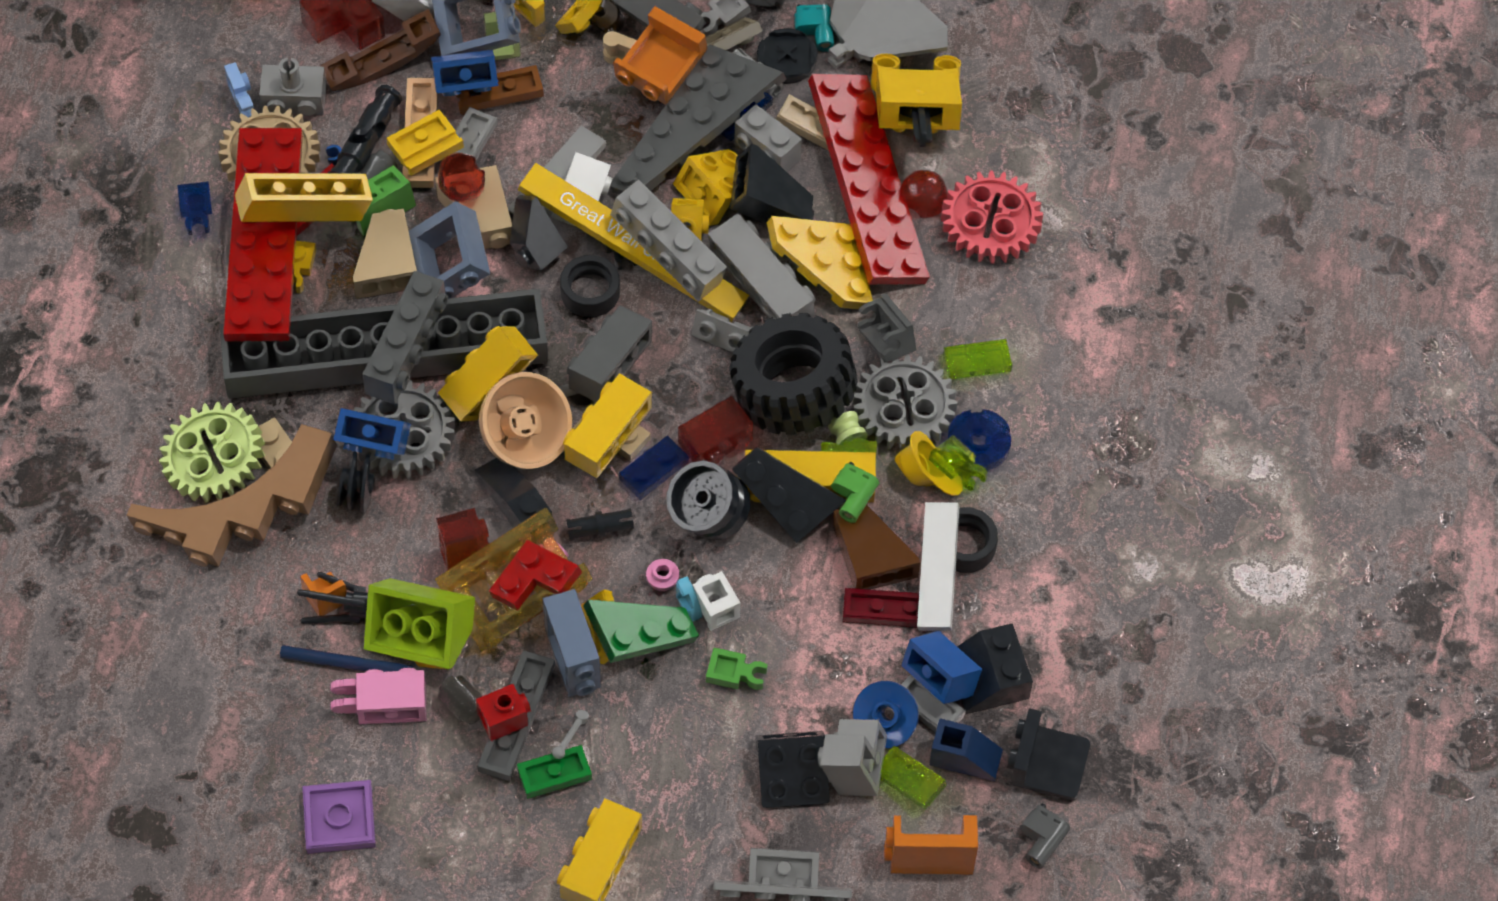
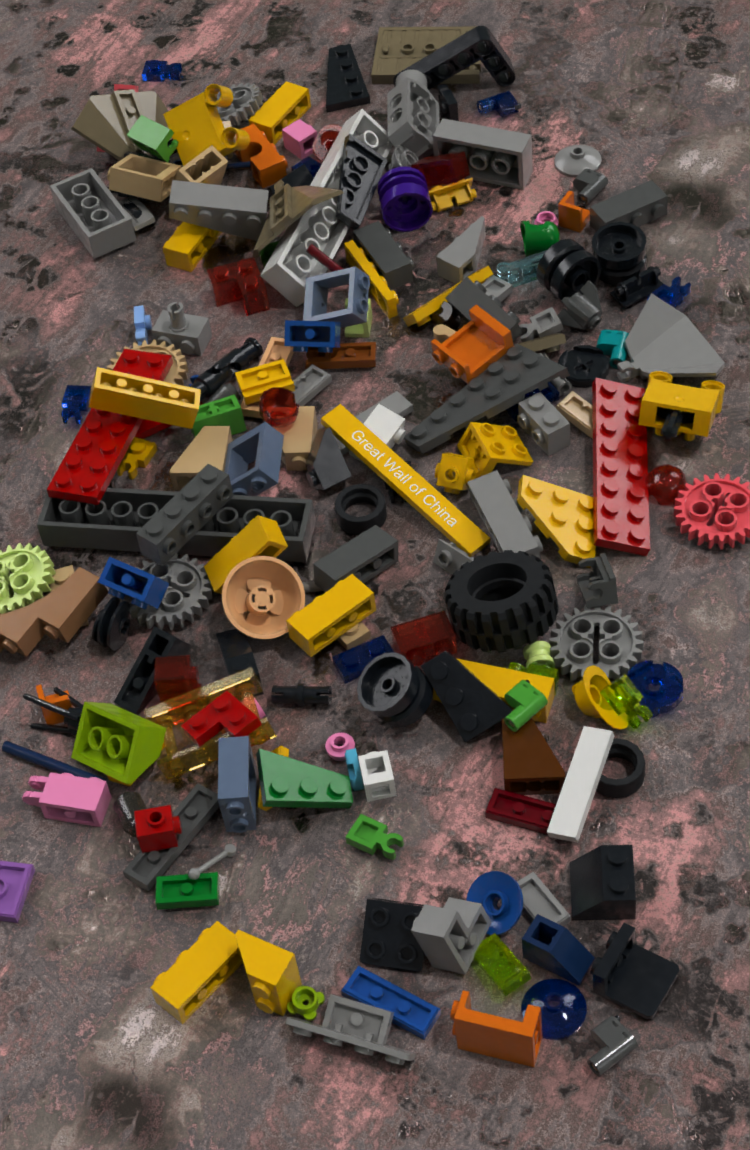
camera: 25 degrees right, 10 degrees down
(383, 57) = (260, 321): reddish brown slope -> none
(419, 530) = (140, 685): none -> black slope
(668, 240) = (429, 480): light grey brick -> none
(676, 841) = (270, 972): none -> yellow slope
(718, 853) = (303, 994): none -> lime plate
(766, 189) = (529, 455): black slope -> none
(835, 847) = (410, 1011): none -> blue tile
(941, 667) = (556, 871): blue brick -> none
(977, 359) = (673, 622): clear neon green plate -> none
(990, 818) = (560, 1020): none -> clear blue dish

